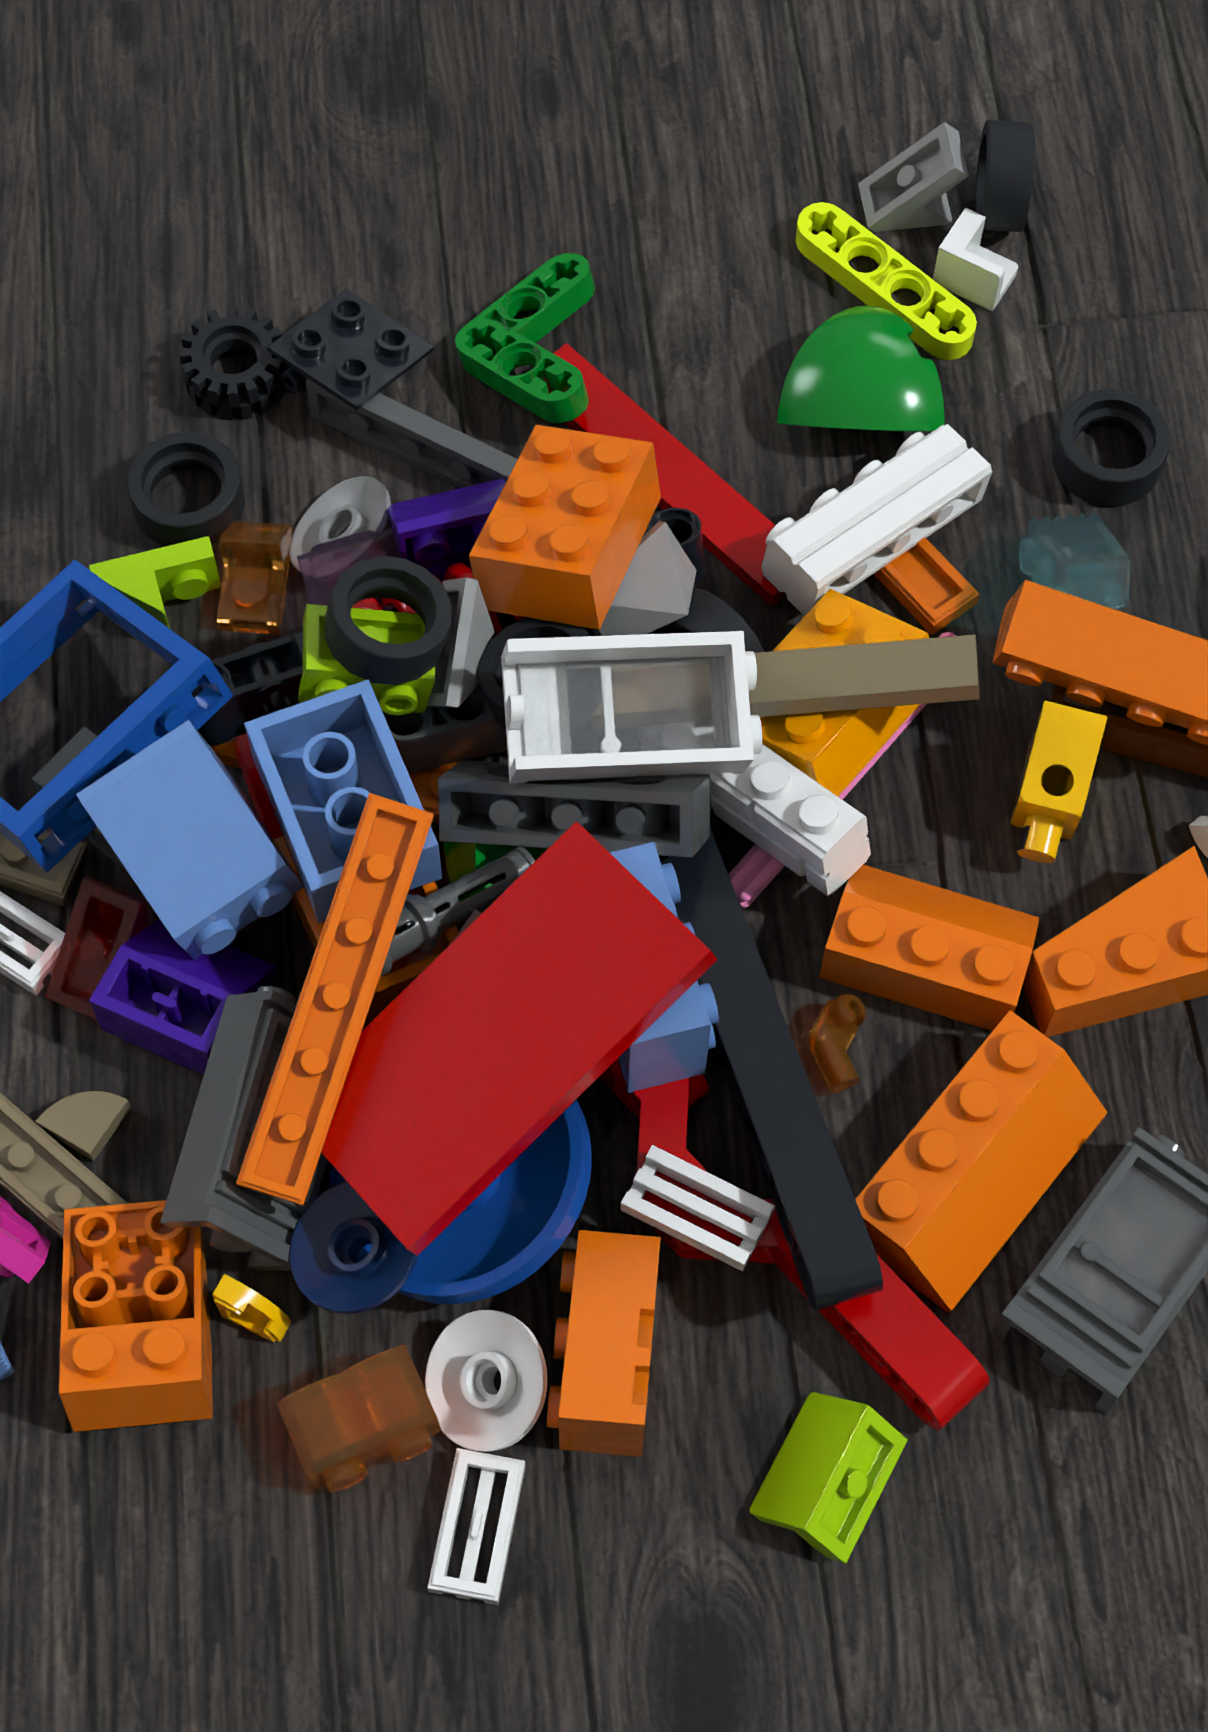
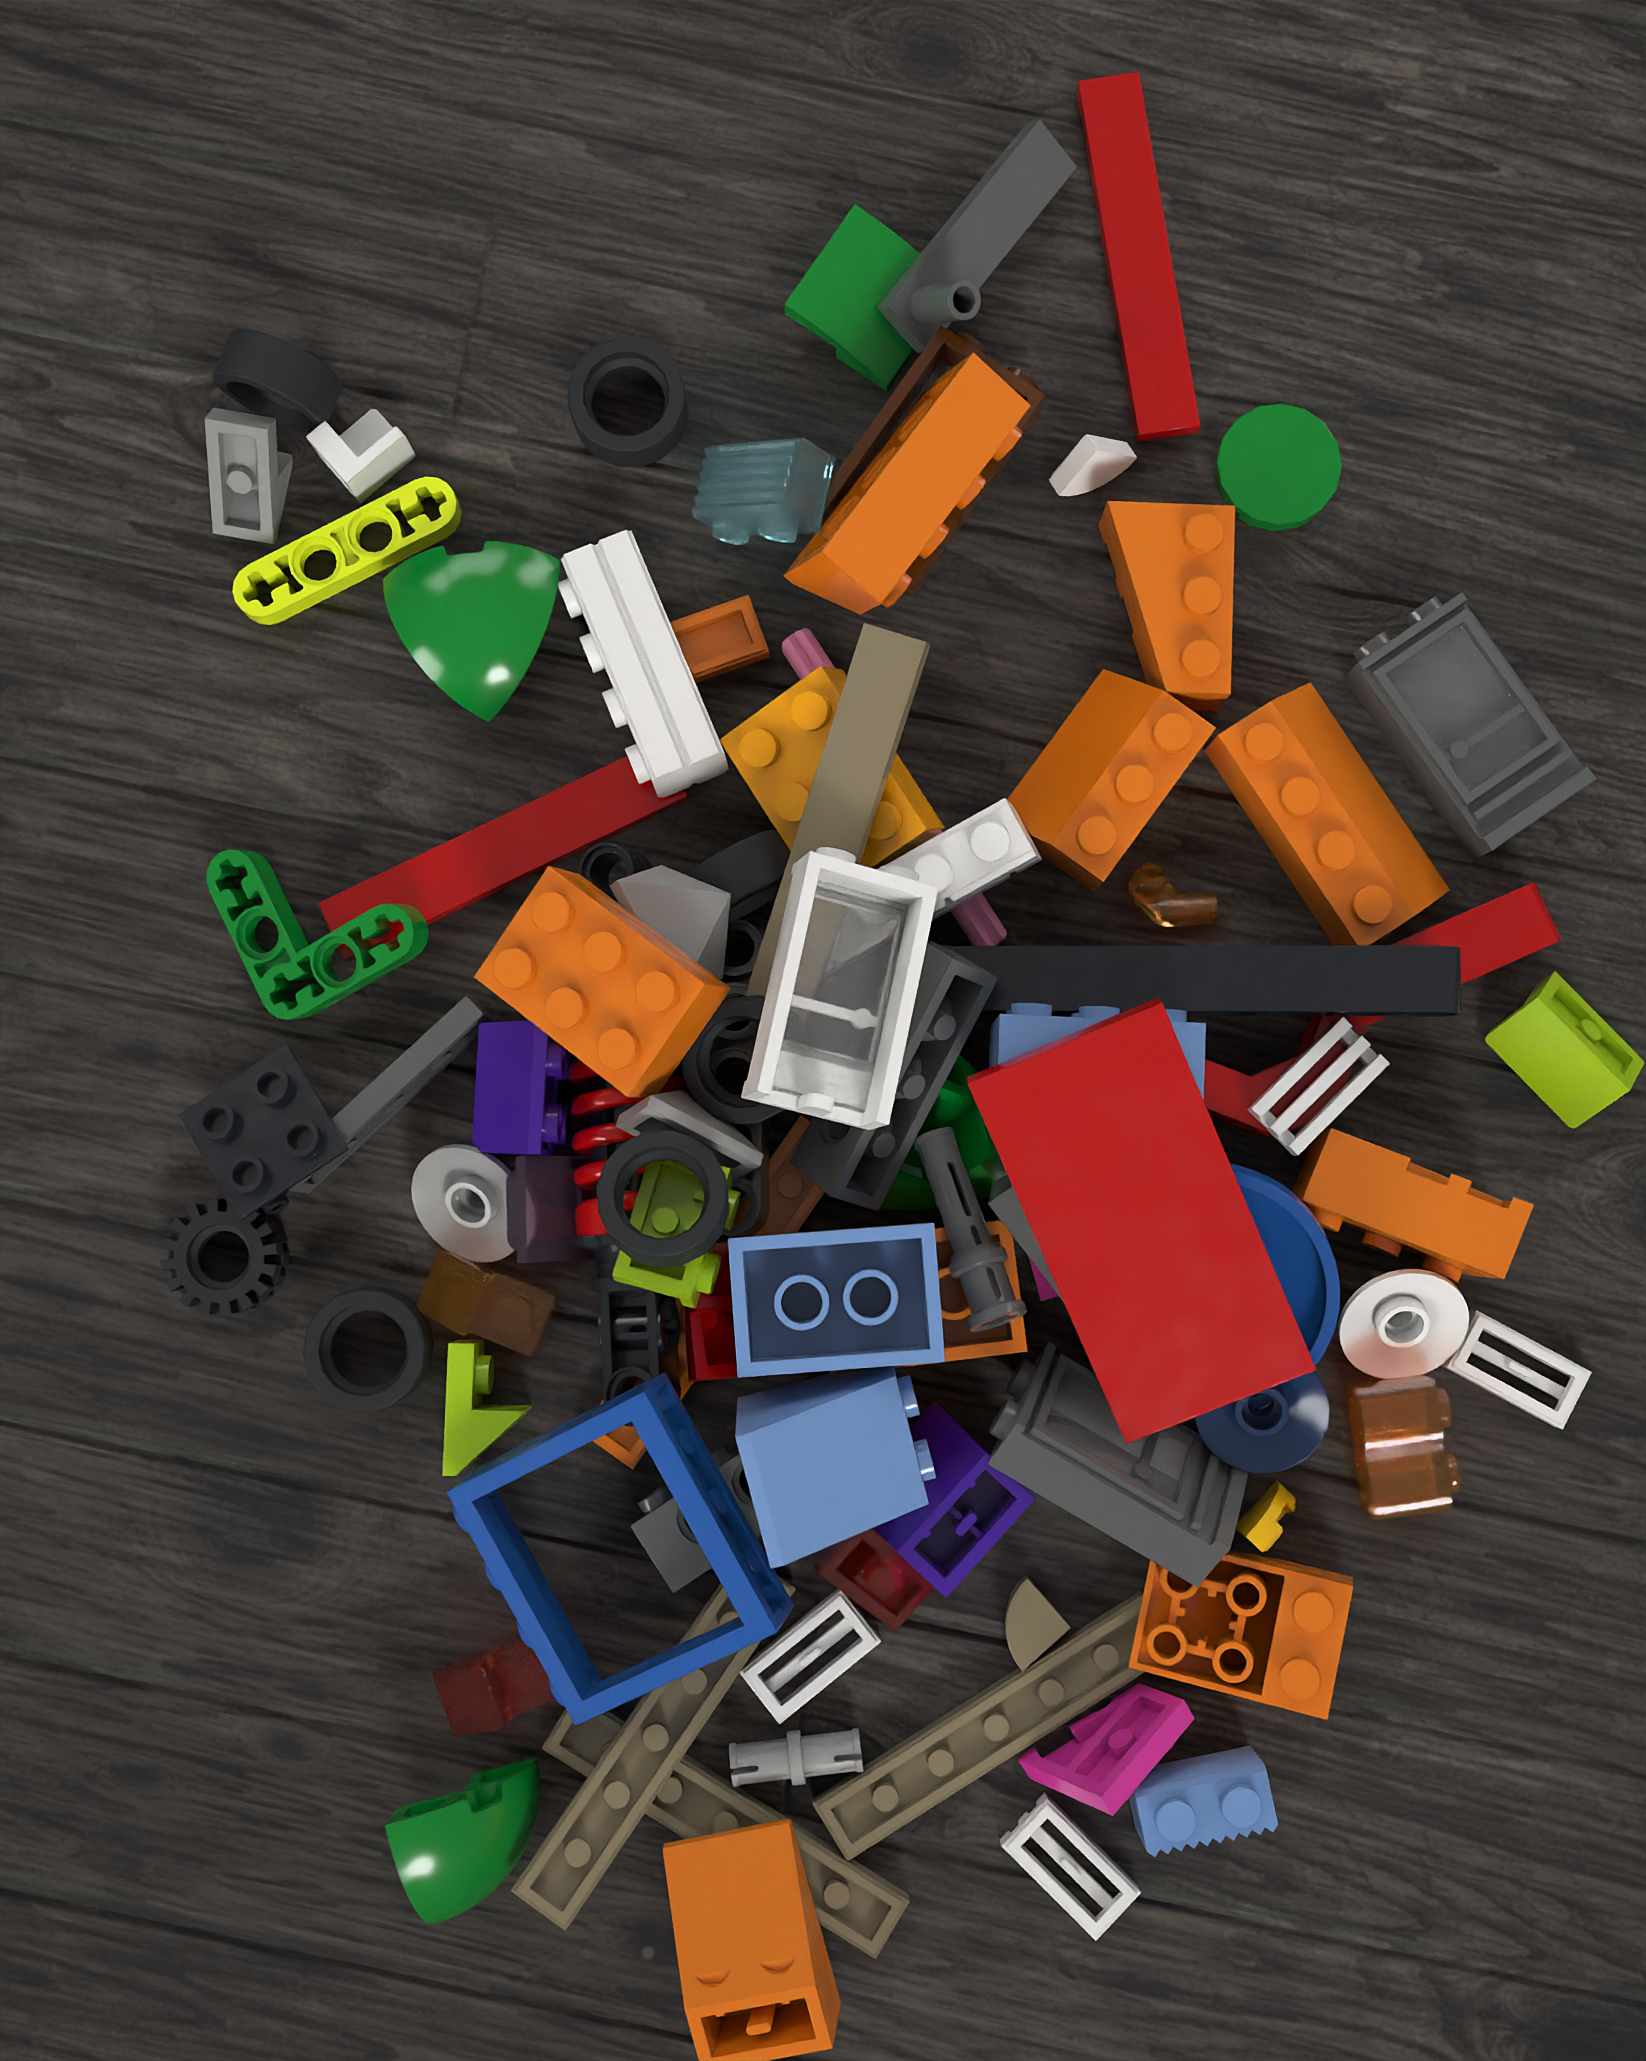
camera: 70 degrees left, 20 degrees up
(335, 1000) = (1055, 1365): orange tile -> none
(1056, 778) = (965, 597): yellow torso -> none

